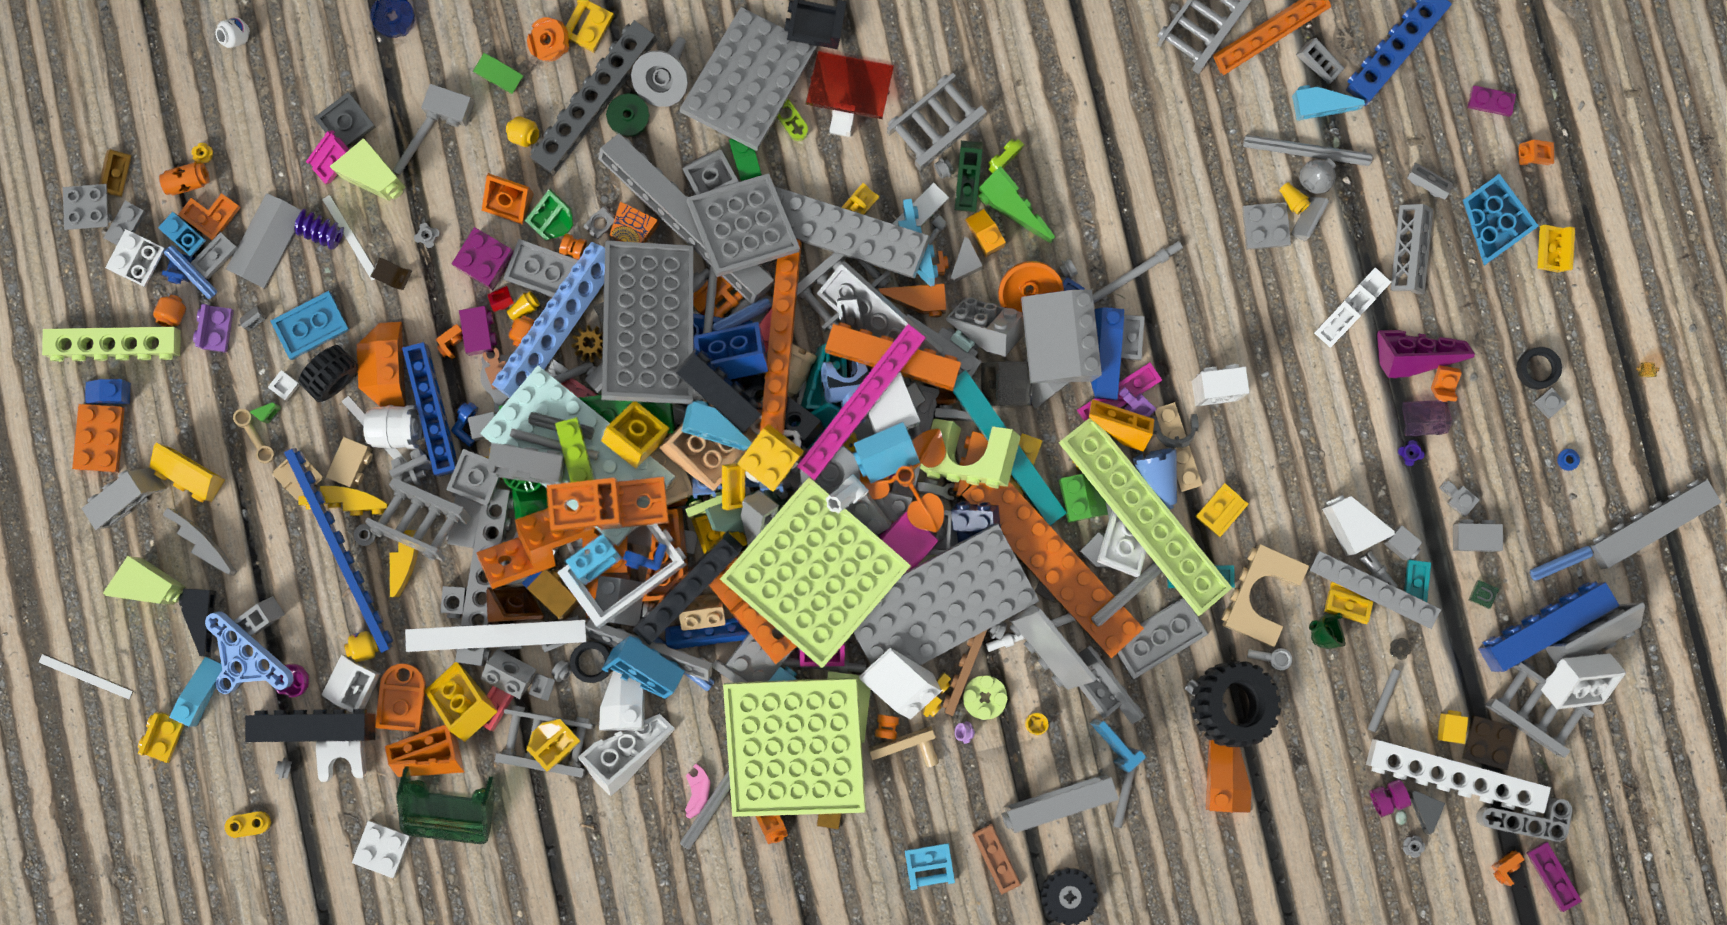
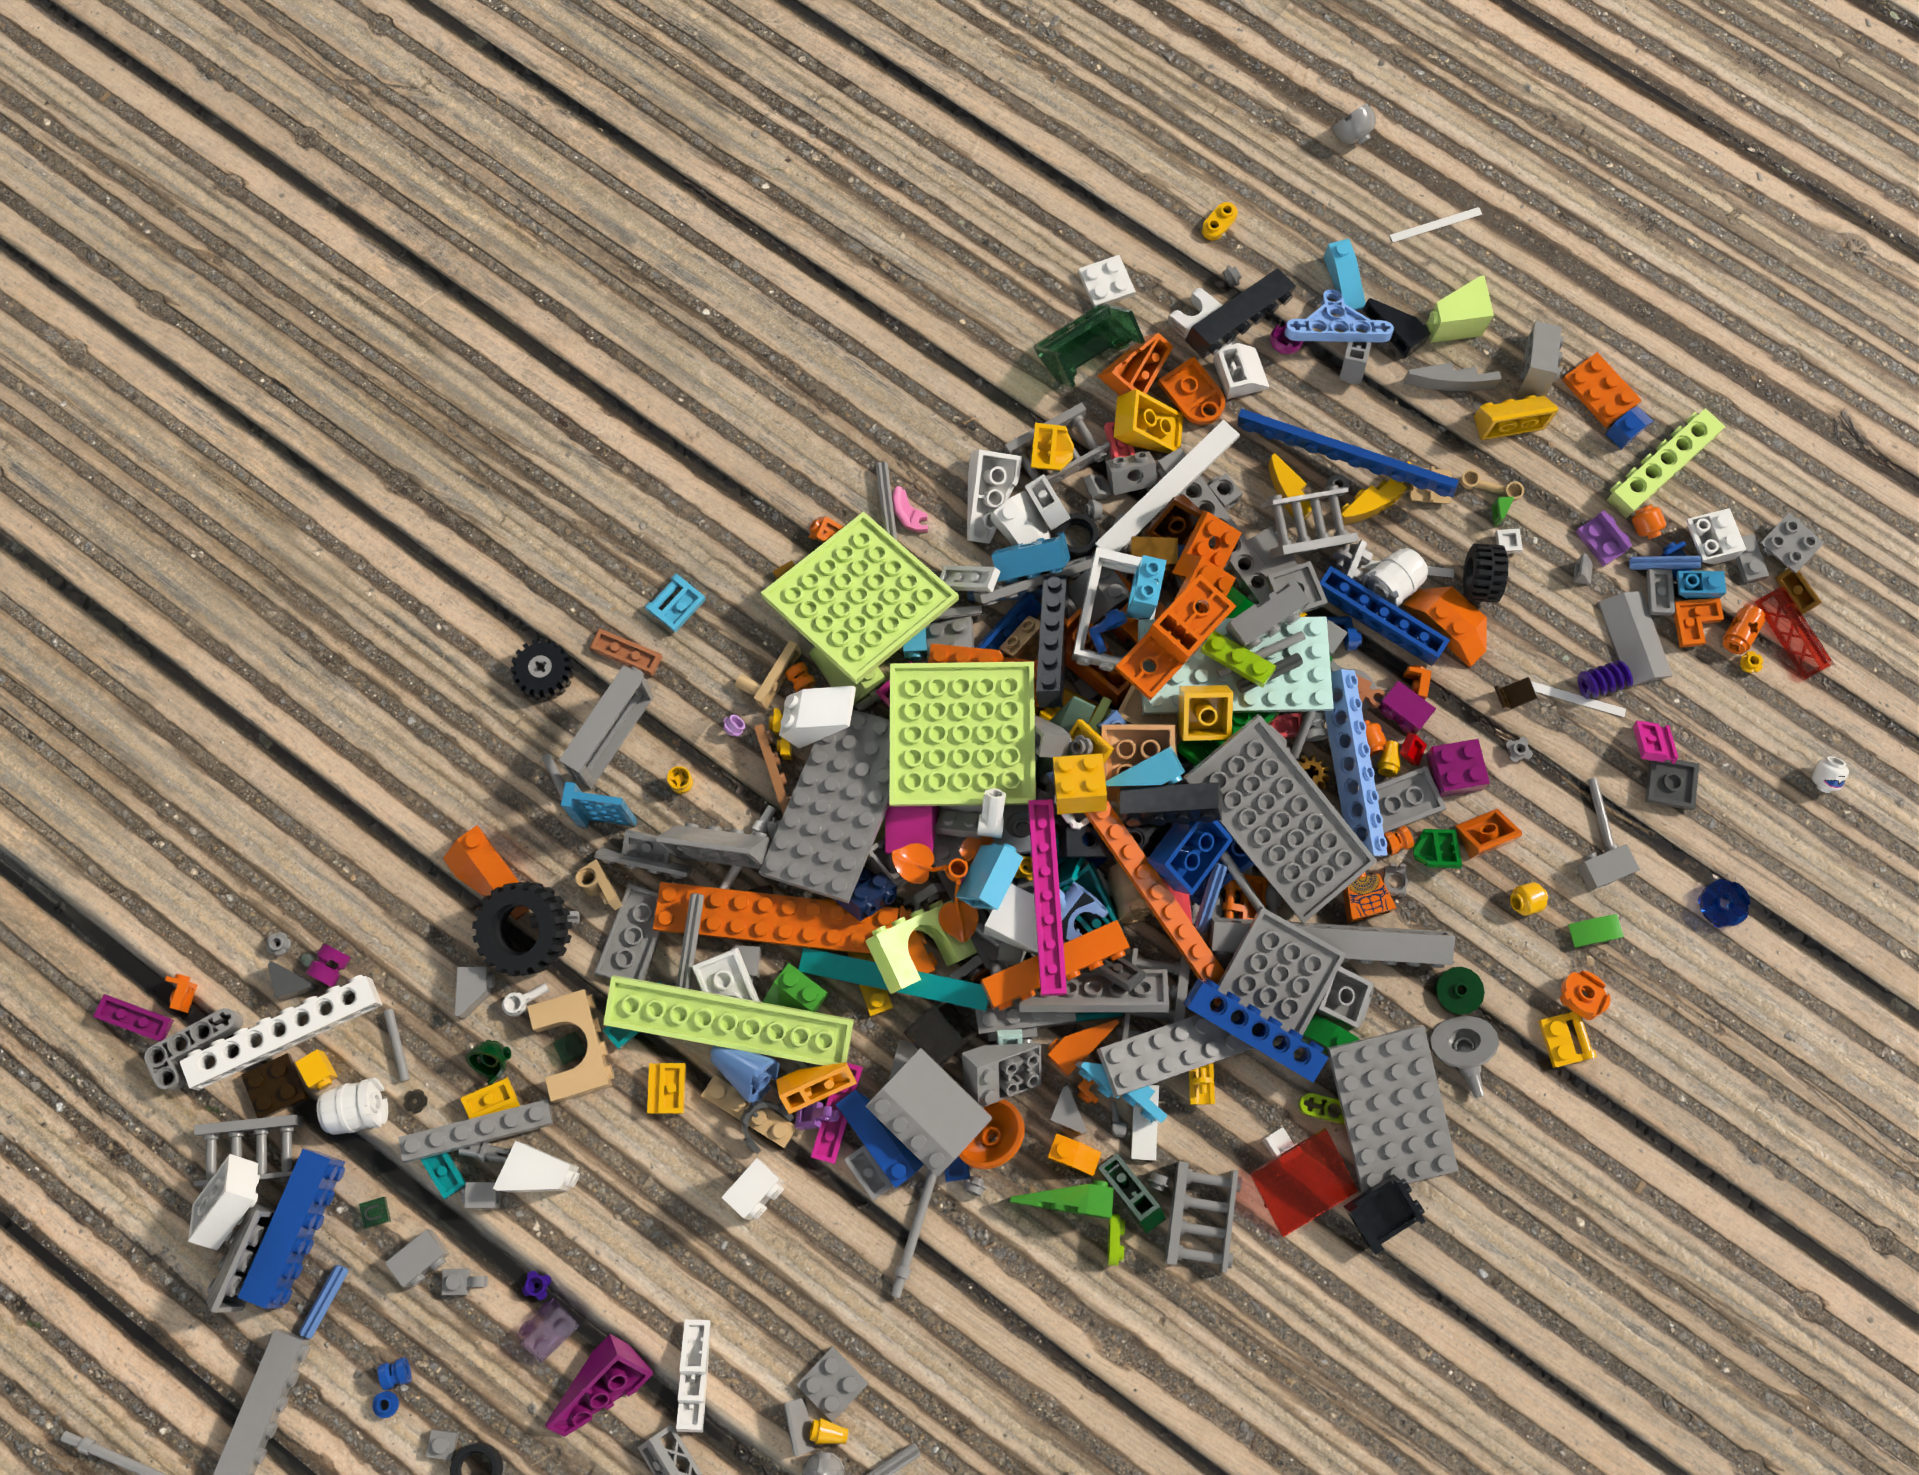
camera: 135 degrees right, 10 degrees down
(67, 809) = (1356, 126): none -> light grey cylinder
(142, 144) = (1803, 629): none -> clear red fence
(160, 737) = (1341, 224): yellow bracket -> none
(309, 325) = (1535, 602): dark azure plate -> none
(349, 463) = (1402, 525): tan brick -> none
(361, 646) = (1260, 401): yellow head -> none
(369, 171) = (1613, 757): yellowish green slope -> none
(592, 109) = (1491, 966): dark grey brick -> none
(593, 703) = (1047, 502): none -> white slope
(702, 694) = (970, 578): none -> white plate
(738, 485) = (1085, 743): none -> light grey plate
(807, 252) = (1307, 1065): none -> blue brick
(997, 699) = (748, 778): yellowish green plate -> none
(1155, 680) = (600, 885): none -> tan plate
(1265, 595) = (569, 1048): none -> clear green tile
(1301, 695) = (472, 989): none -> light grey slope
(1446, 383) = (552, 1376): orange bracket -> none
(1447, 677) = (352, 1107): none -> white piece
(1548, 474) = (394, 1373): none -> blue wheel

